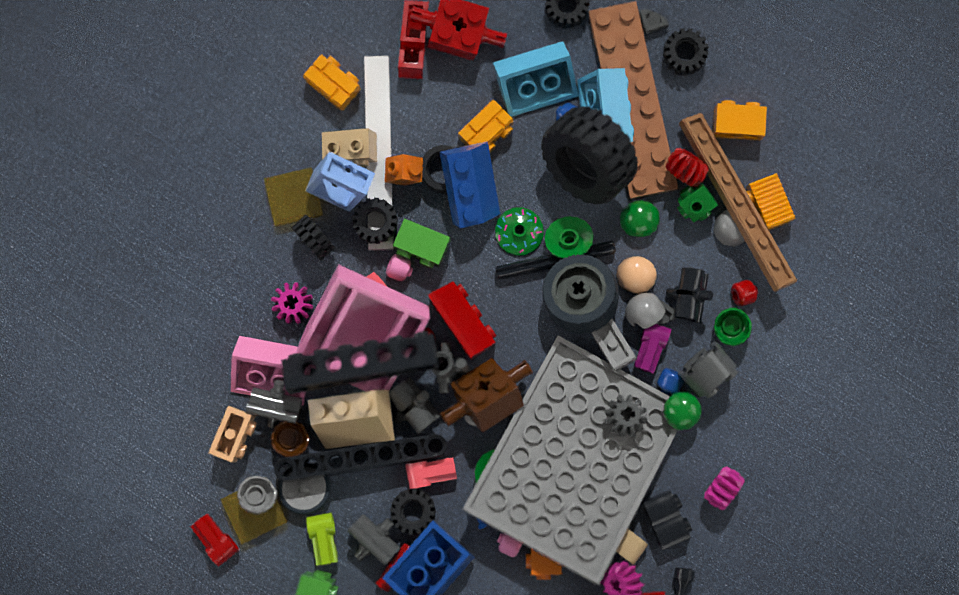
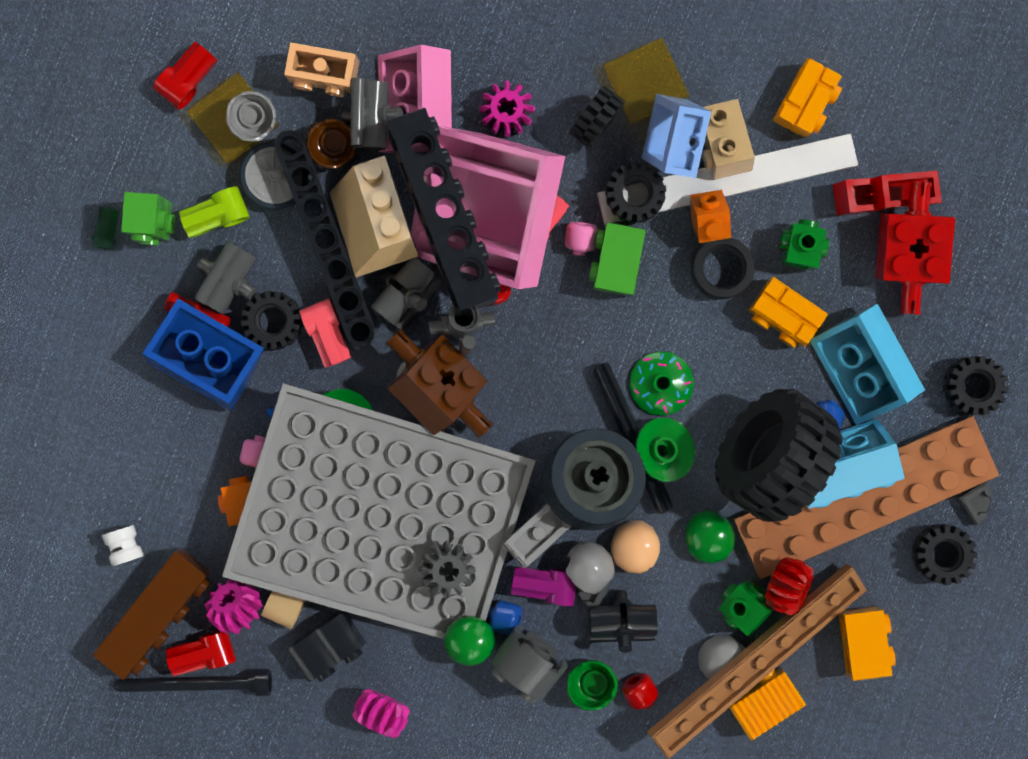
camera: 75 degrees right, 5 degrees up
(442, 114) = (795, 253): none -> green brick
(463, 319) = (530, 333): red slope -> none
(470, 184) = (708, 307): blue slope -> none

